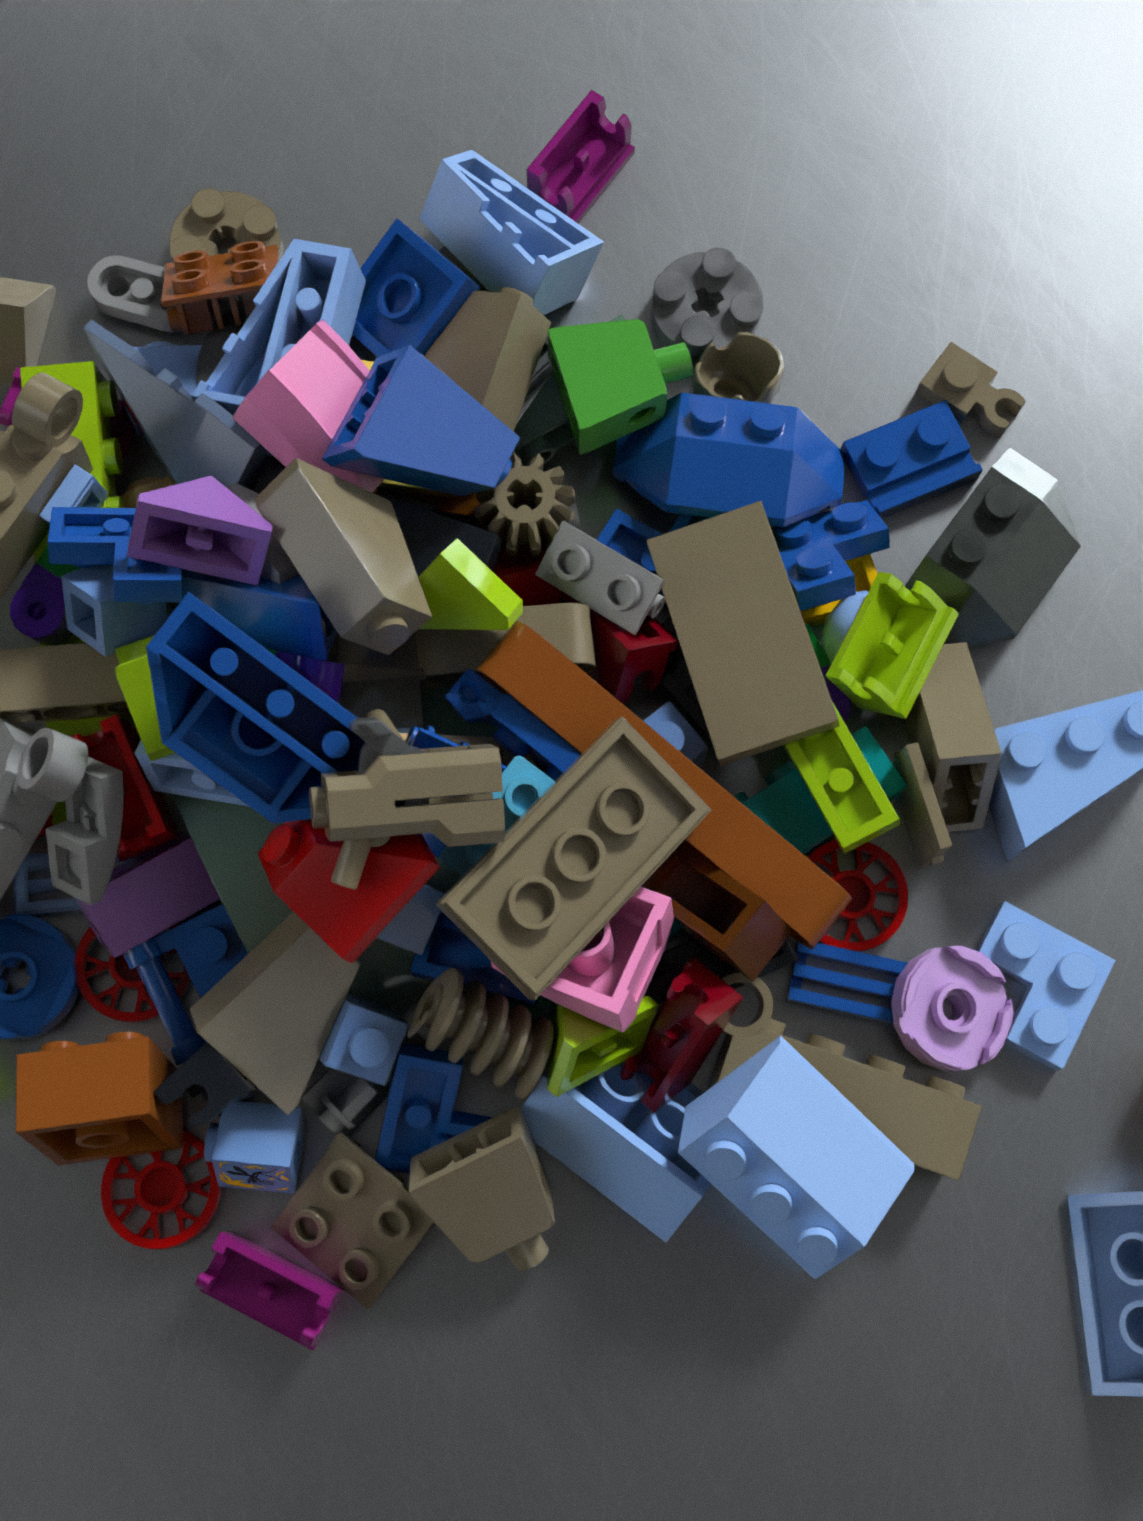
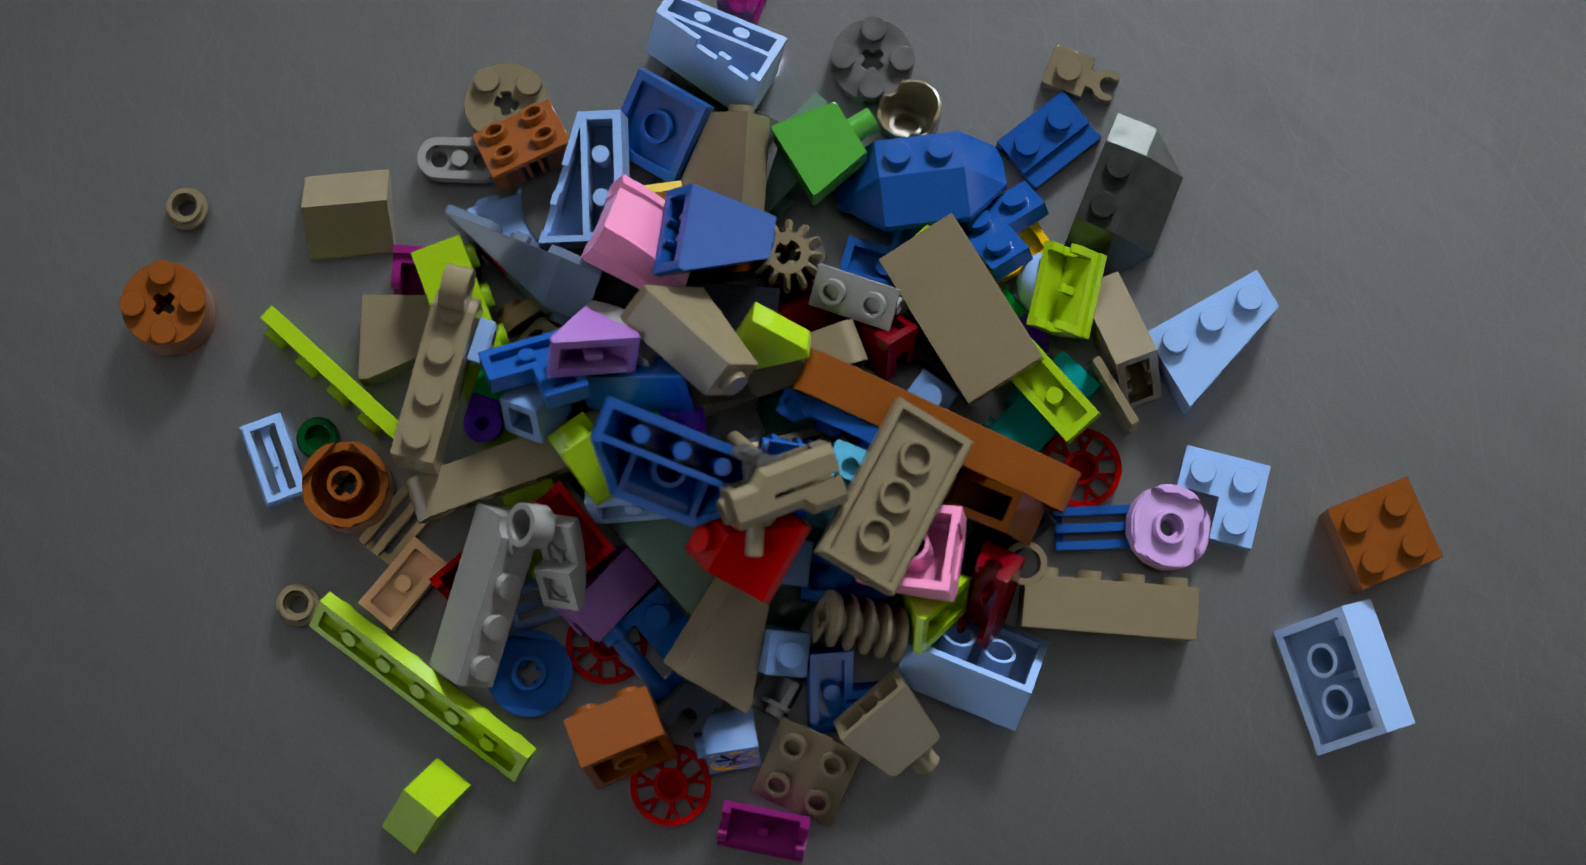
camera: 10 degrees left, 5 degrees up
(794, 1157) = (1084, 652): light blue slope -> none

